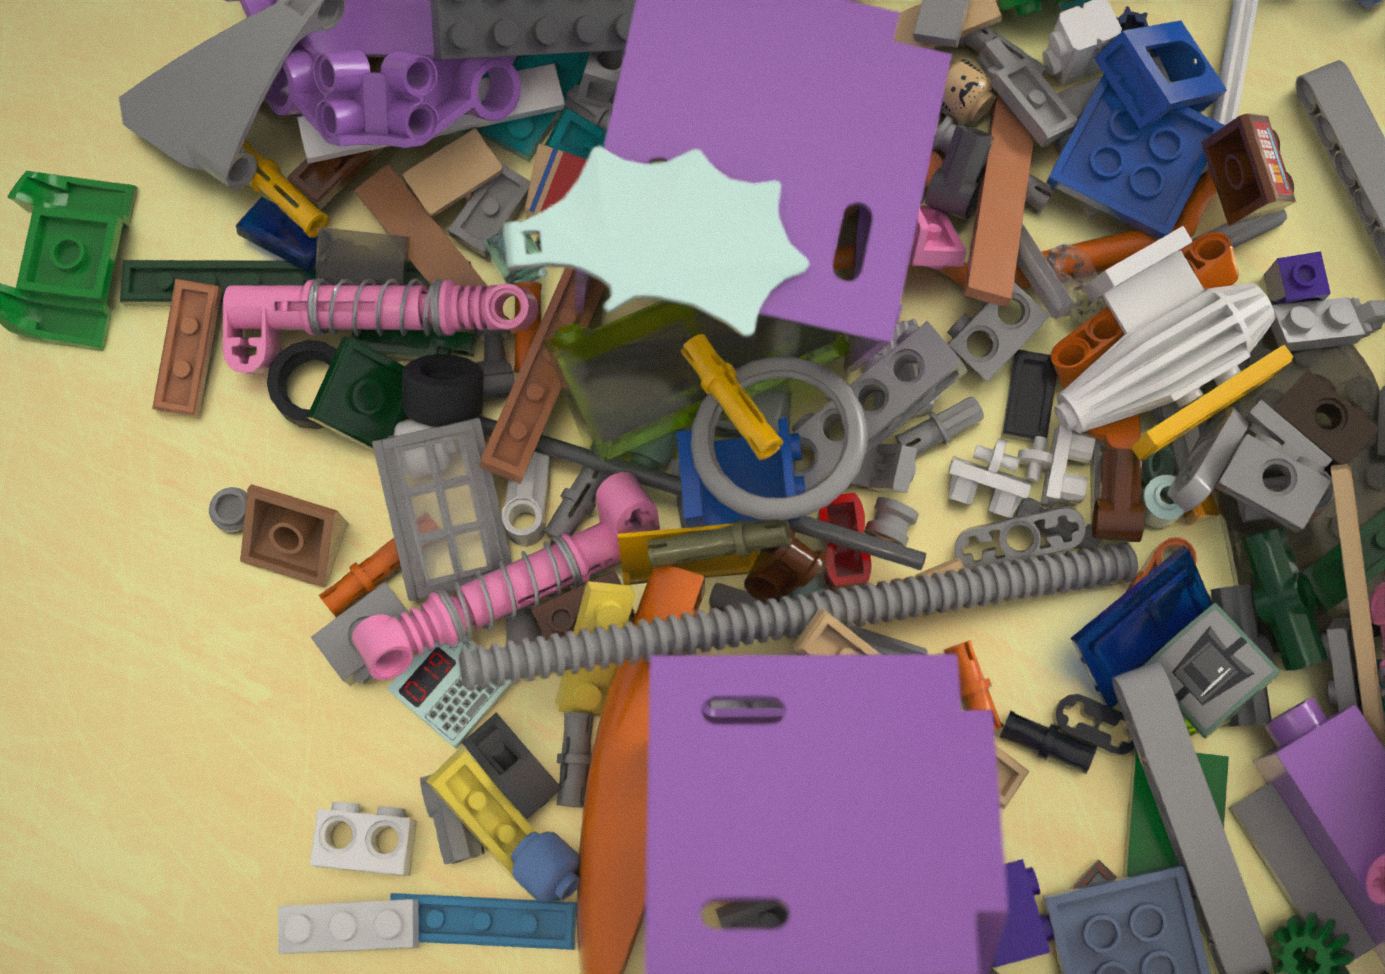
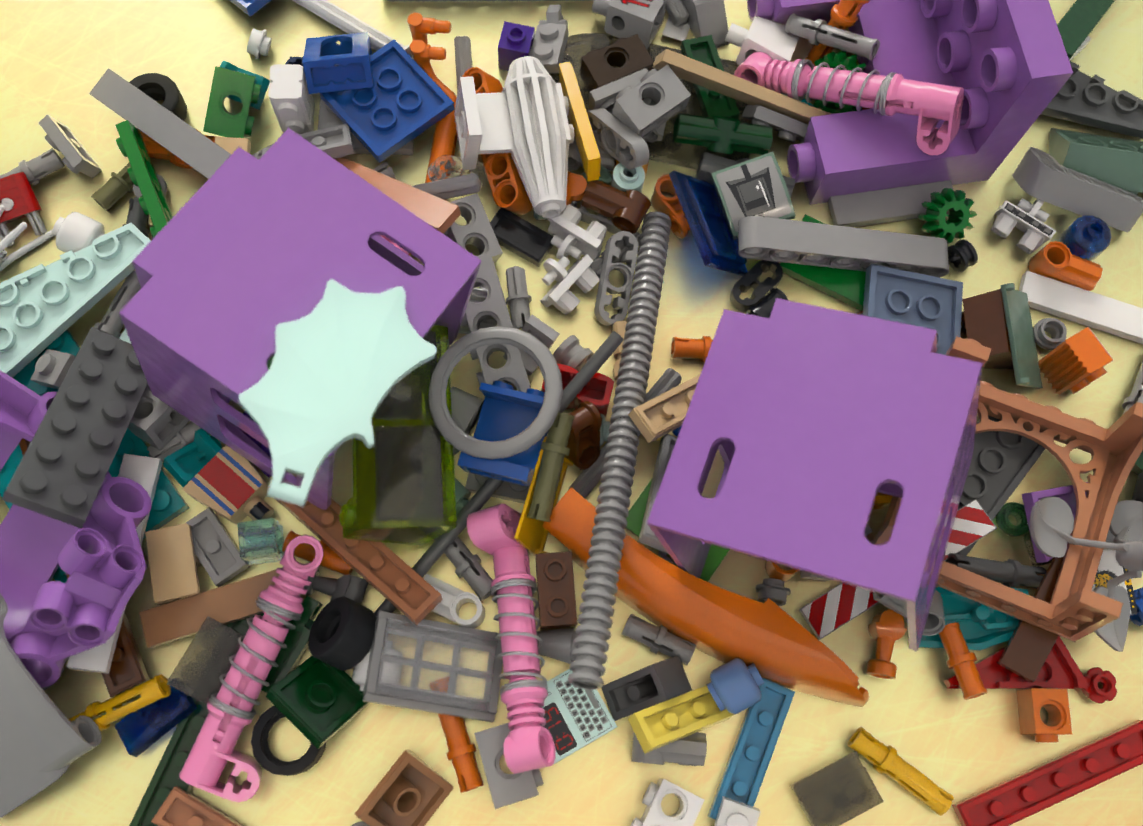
camera: 80 degrees left, 5 degrees down
(600, 606) = (567, 573): light yellow plate -> none
(721, 381) = (437, 414): yellow pin -> none
(1248, 169) = (435, 32): reddish brown slope -> none

